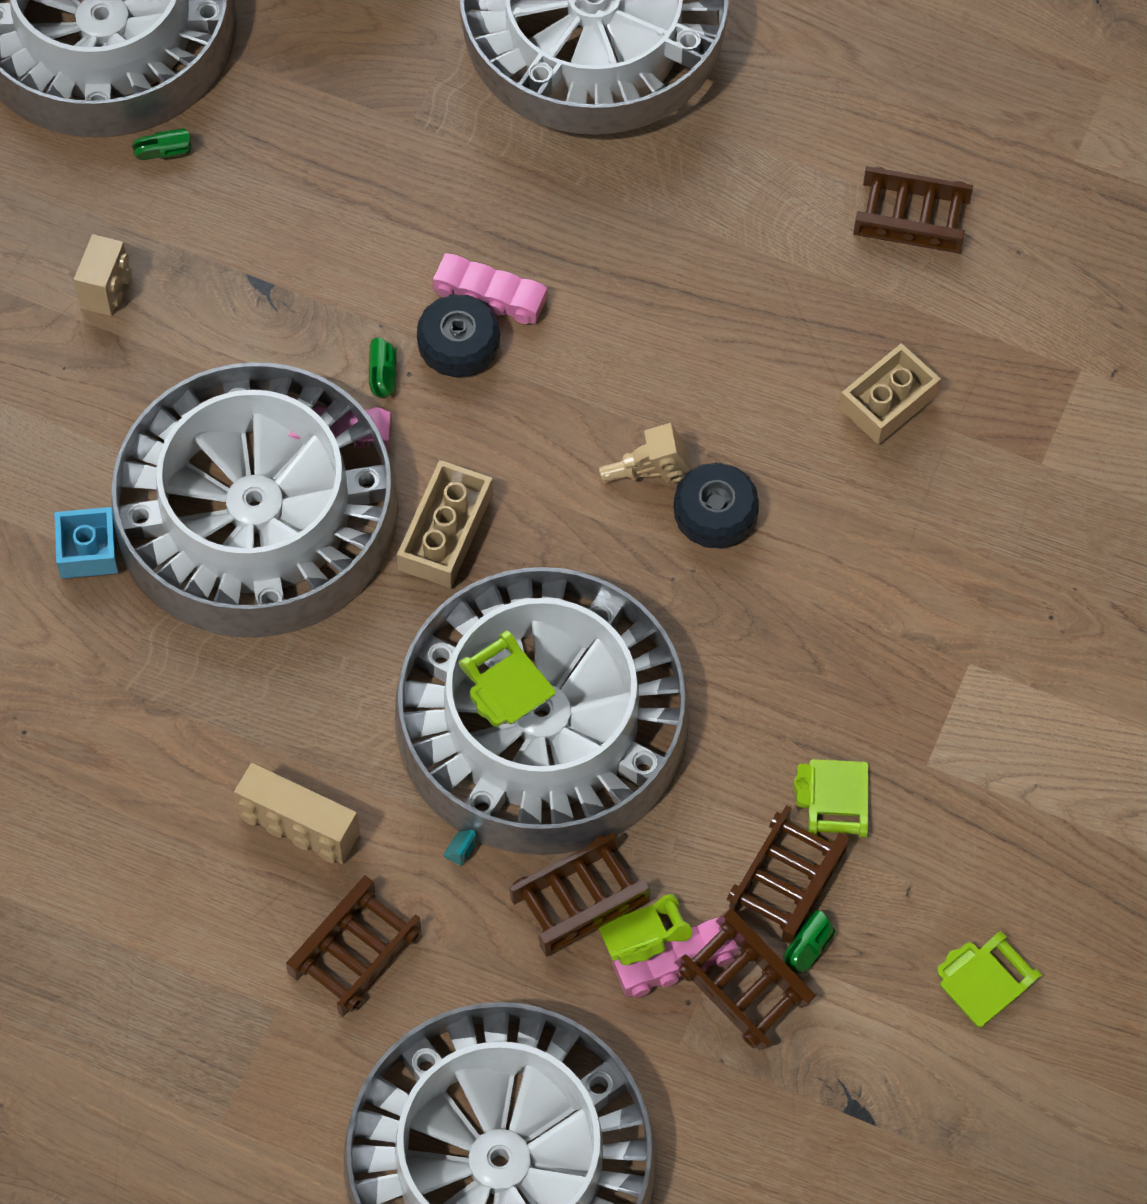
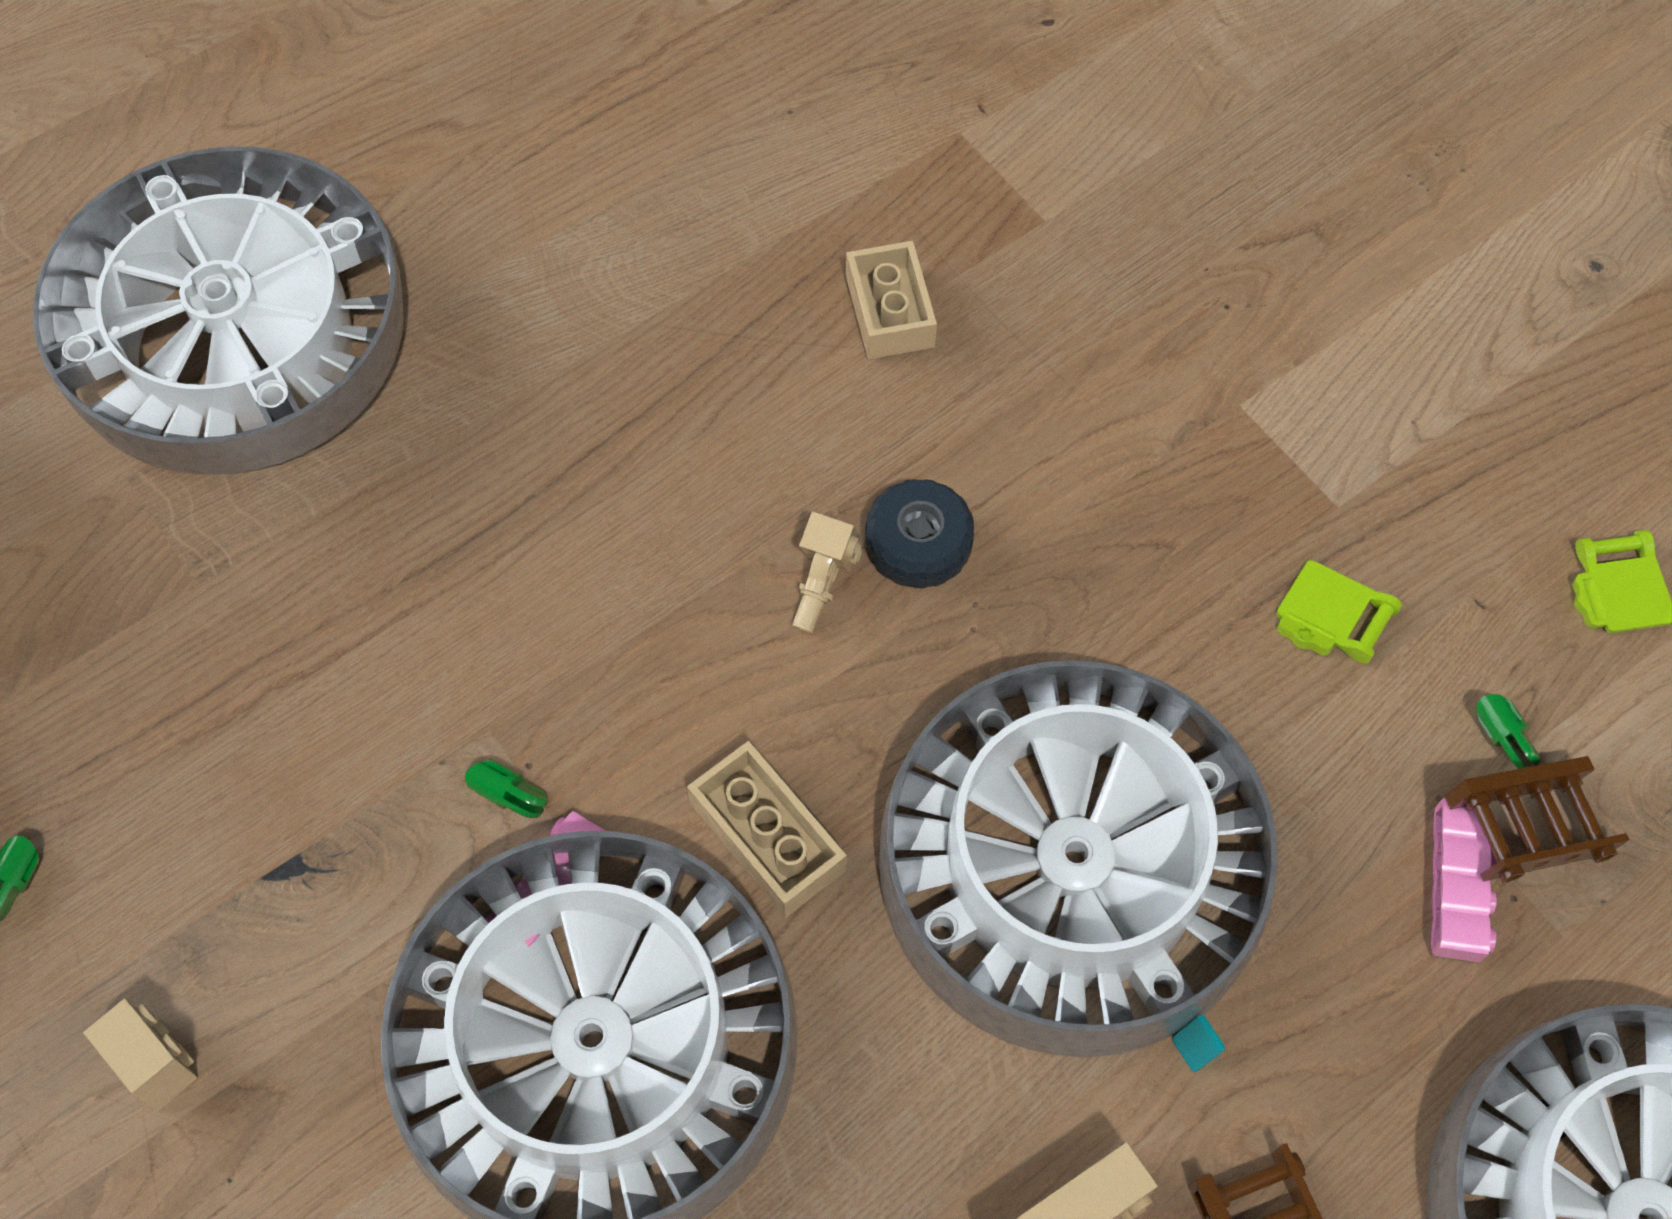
camera: 60 degrees left, 0 degrees up
(458, 335) = (524, 681): black wheel -> none
(498, 289) = (479, 618): bright pink brick -> none
(509, 687) = (1074, 863): lime piece -> none
(580, 921) = (1367, 919): reddish brown fence -> none
(641, 932) = (1423, 903): lime piece -> none
(803, 898) = (1431, 676): reddish brown fence -> none
(912, 232) = (691, 193): reddish brown fence -> none

